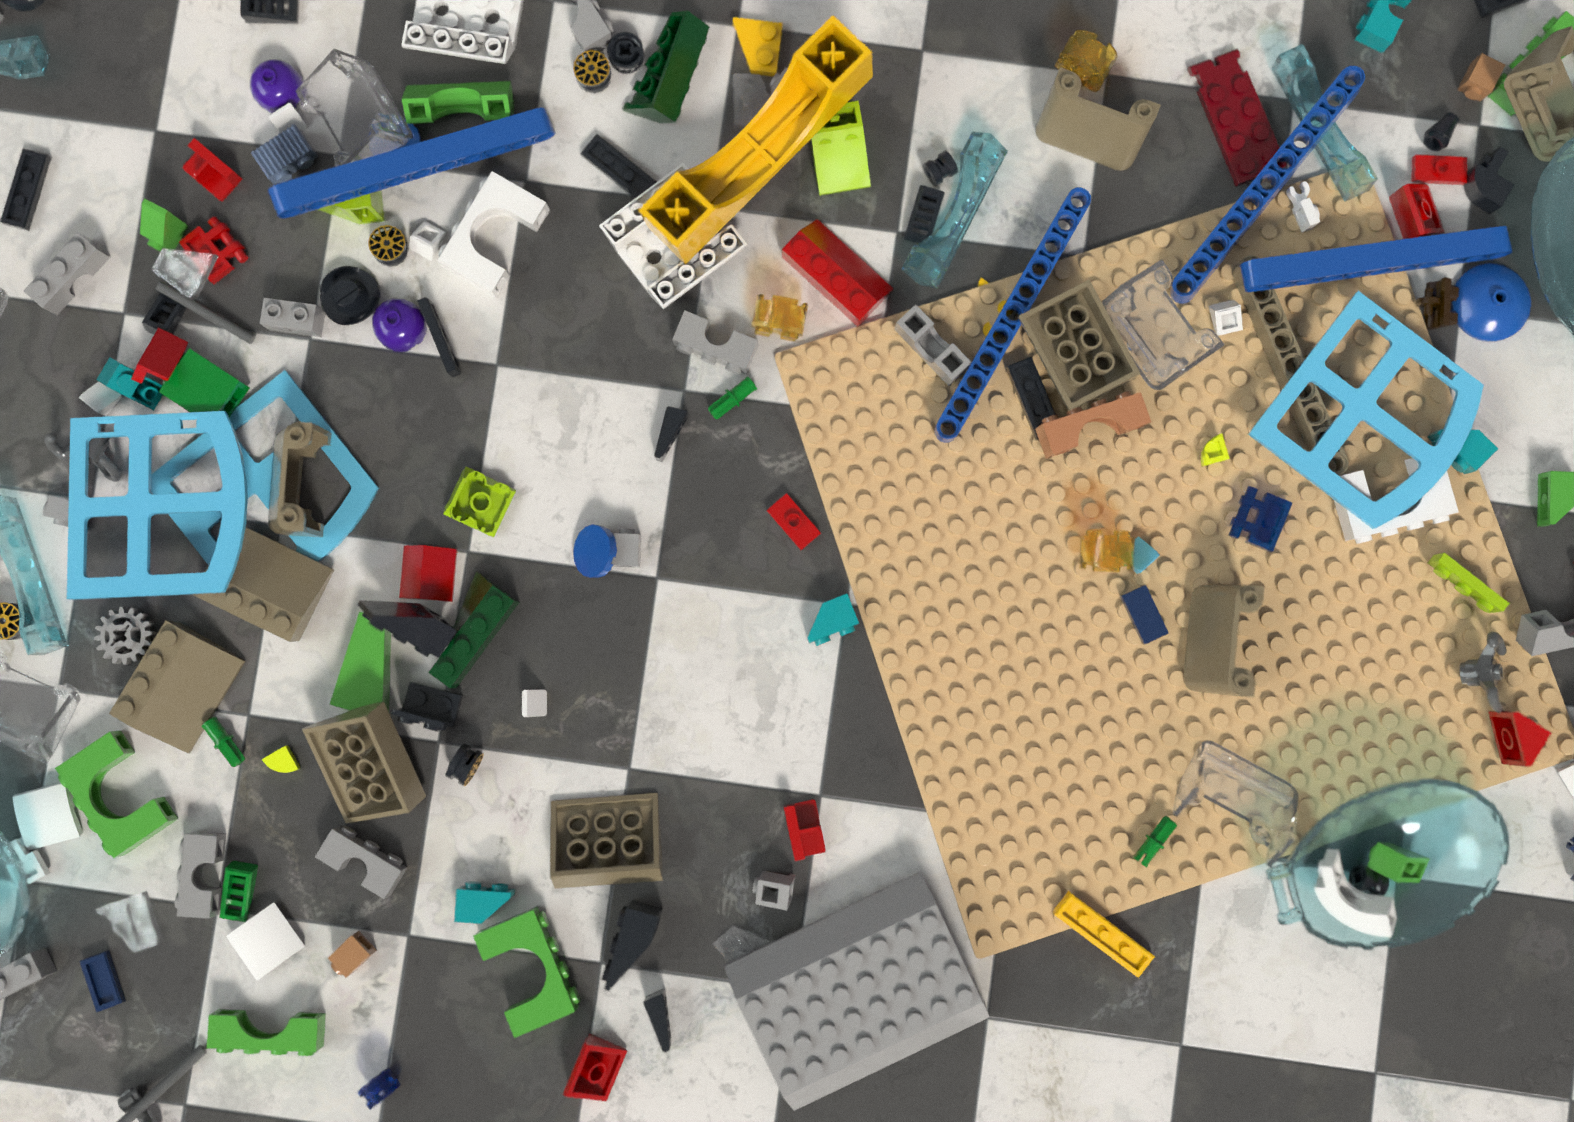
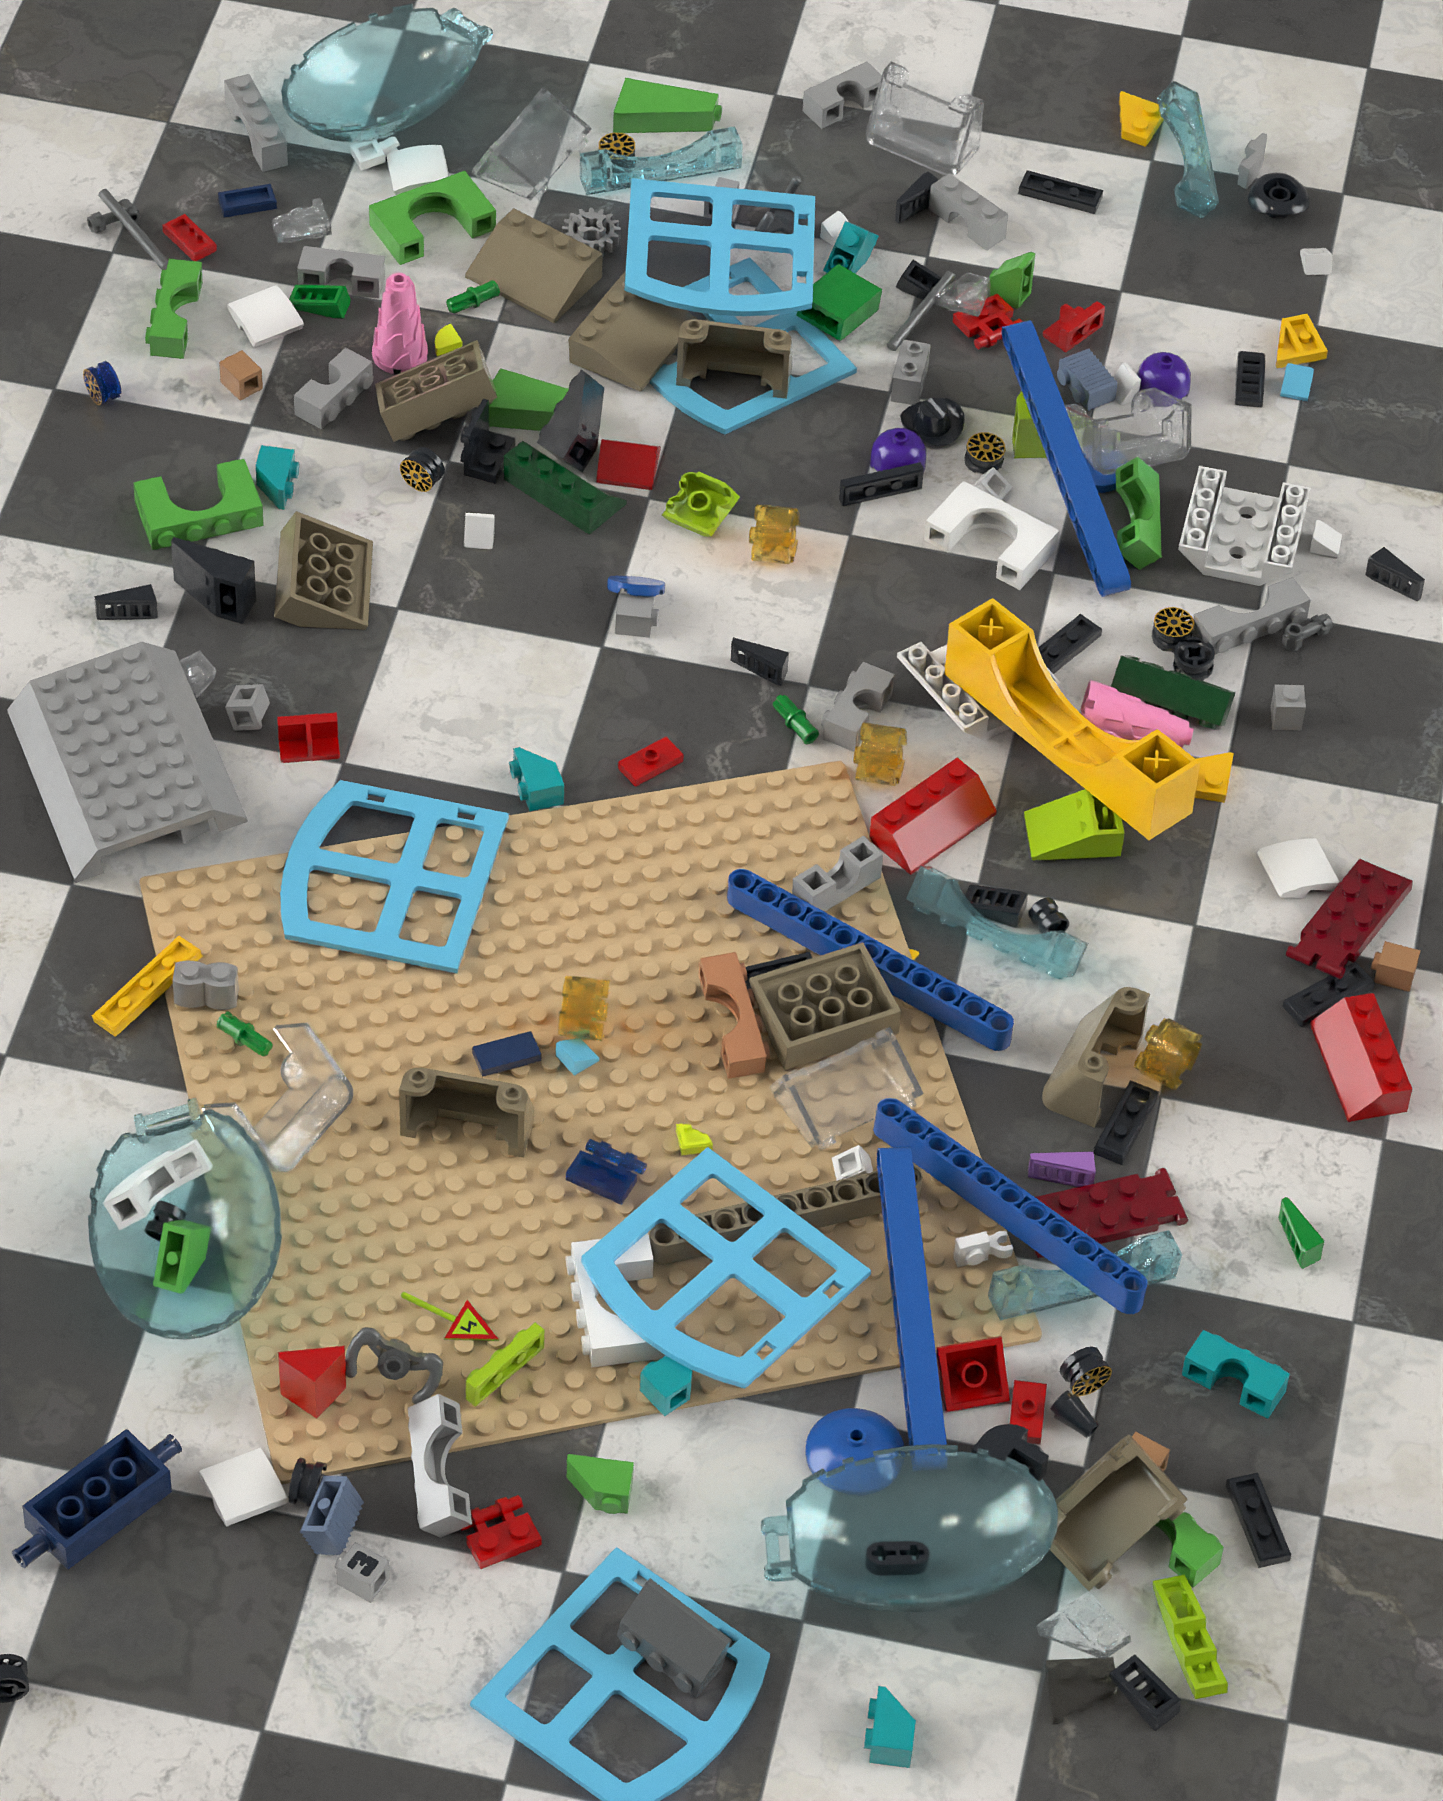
camera: 90 degrees right, 35 degrees down
(48, 322) = (915, 198): none -> black slope
(160, 356) = (874, 265): red panel -> none
(164, 1031) = (189, 237): none -> red plate
(294, 806) = (399, 333): none -> bright pink cone
(521, 427) = (774, 534): none -> clear yellow brick
(595, 1069) = (87, 546): red slope -> none
(712, 110) = (1129, 717): none -> bright pink cone
(957, 724) = (403, 877): none -> medium azure window
(1110, 889) = (205, 985): none -> light grey brick
(1125, 93) = (1126, 1122): none -> black tile
(1202, 141) = (1063, 1167): none -> medium lavender slope
(1407, 122) = (1085, 1370): none -> black wheel
(1423, 619) = (465, 1326): none -> piece
(1437, 304) = (869, 1387): dark brown hips -> none

